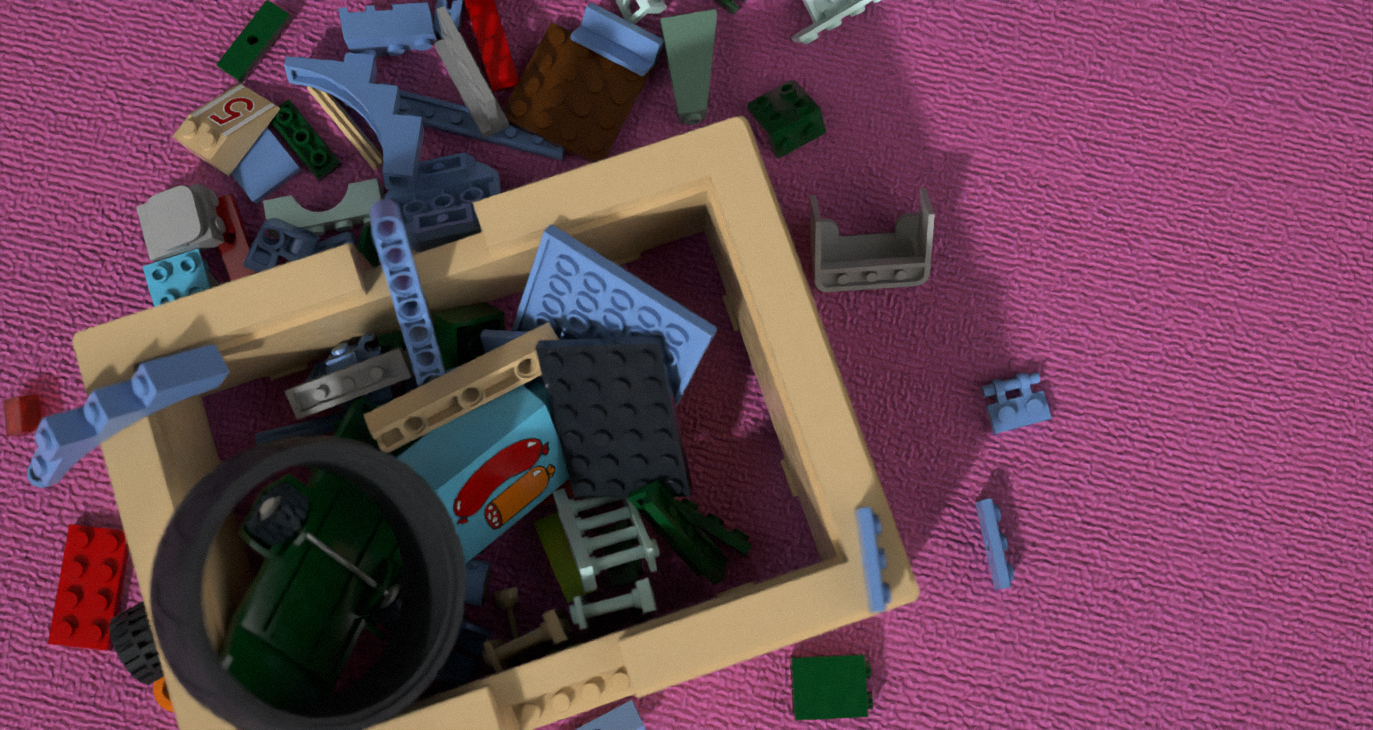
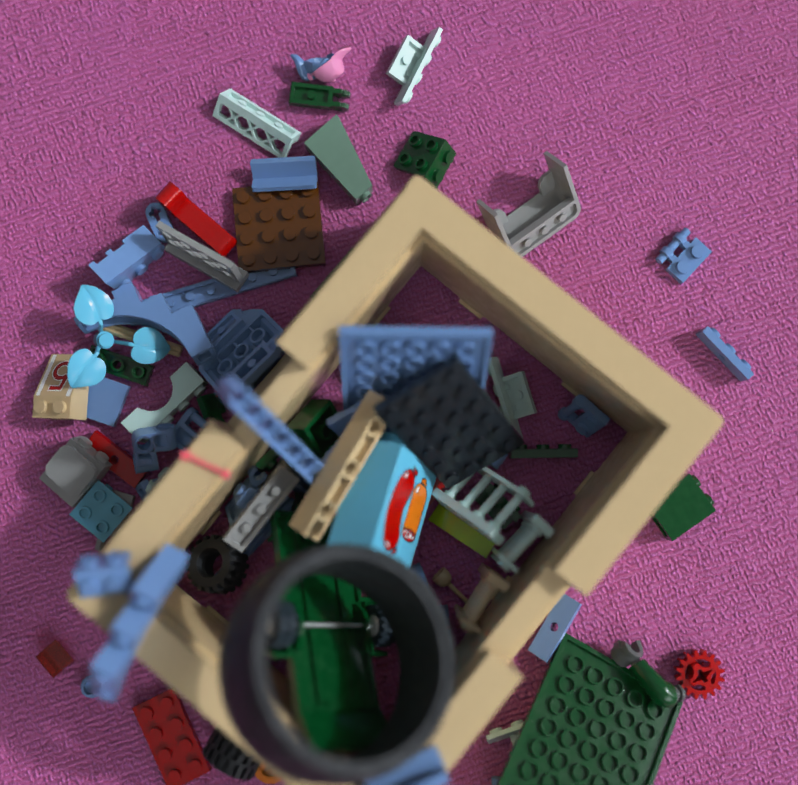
camera: 30 degrees left, 5 degrees up
(124, 333) = (103, 574): none -> medium blue bracket
(255, 406) = (202, 561): none -> black tyre
(264, 28) = (43, 306): dark green tile -> none
(264, 119) = (92, 307): none -> medium azure plant
(297, 263) = (186, 455): none -> coral hinge
(679, 531) = (529, 469): dark green fence -> none
(717, 440) = (512, 393): none -> light aqua bracket
(786, 521) = (588, 421): none -> medium blue plate
(872, 559) = (687, 417): medium blue tile -> none

